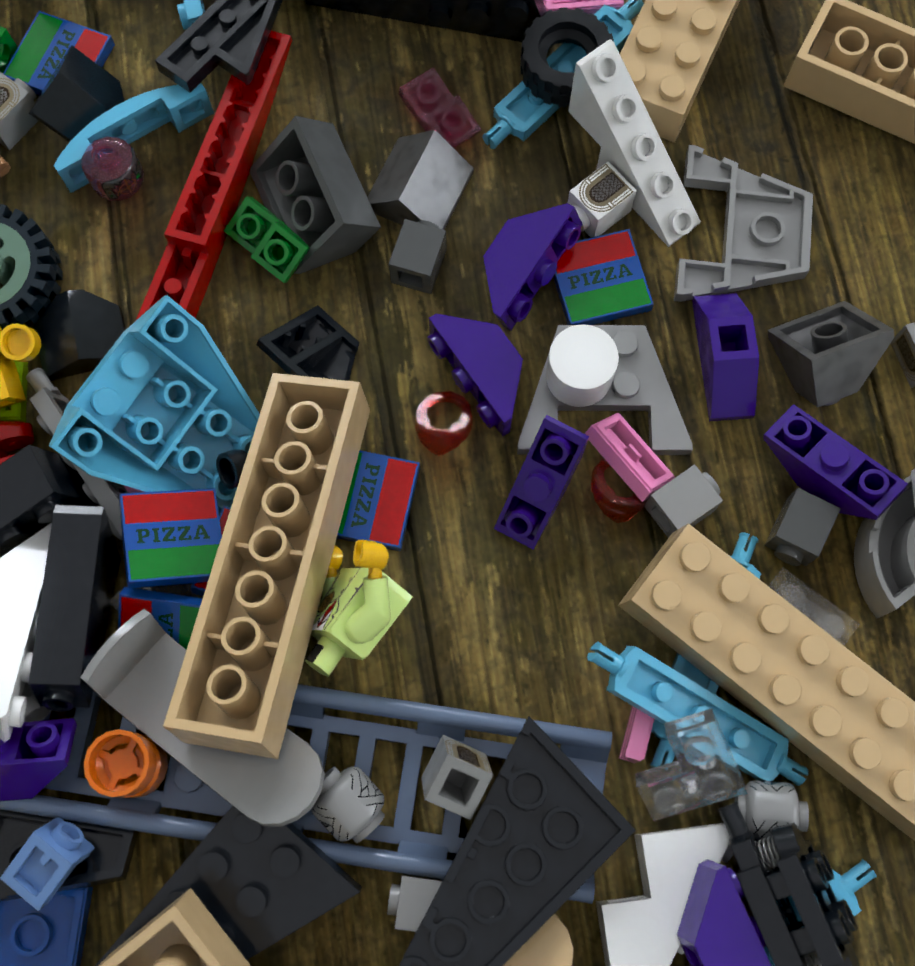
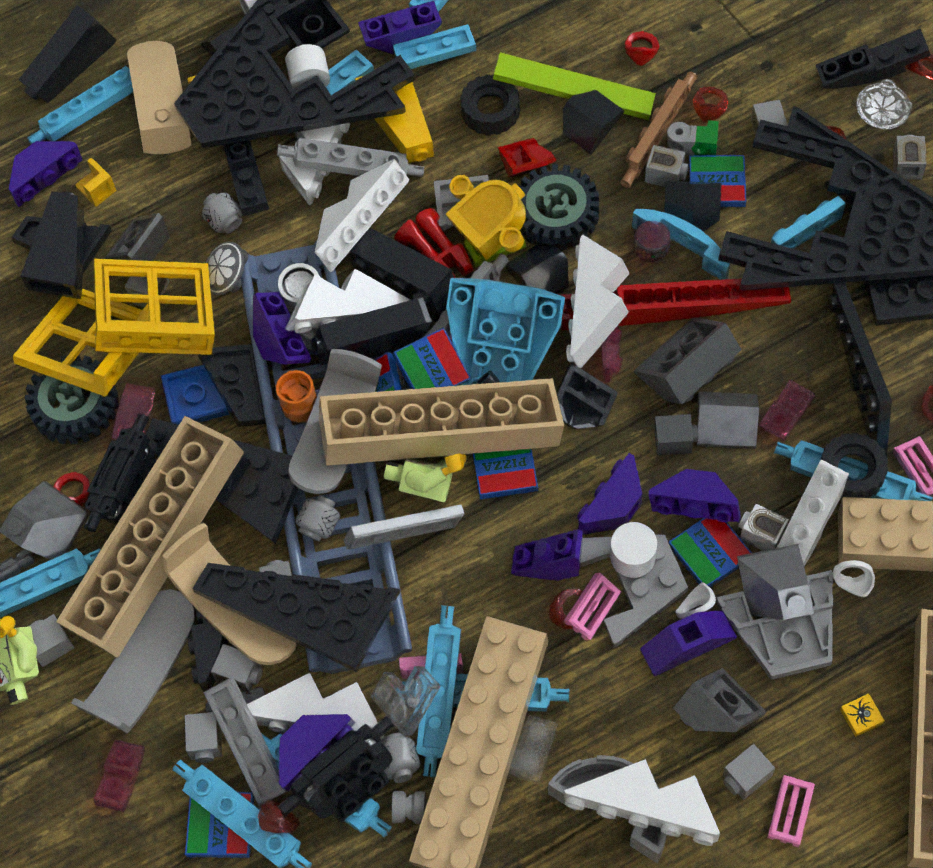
camera: 75 degrees right, 10 degrees down
(46, 861) = (233, 379): medium blue bracket -> none
(183, 268) = (594, 303): none -> white slope
(255, 291) = (611, 359): none -> clear pink slope
(267, 239) = (647, 346): green slope -> none
(420, 677) = (403, 527): none -> light grey tile
(443, 440) = (563, 500): clear red piece -> none
(456, 777) = (352, 565): light grey brick -> none
(661, 314) = (701, 595): none -> white piece
(684, 500) = (575, 648): light grey brick -> none
(695, 208) = (776, 583): none -> flat silver slope
(711, 122) = (859, 585): none -> white piece
(802, 528) = (586, 724): dark grey brick -> none
(832, 466) = (634, 722): dark purple slope -> none
(848, 823) = (410, 807): none -> light grey wheel
(886, 193) = (862, 715): none -> yellow tile

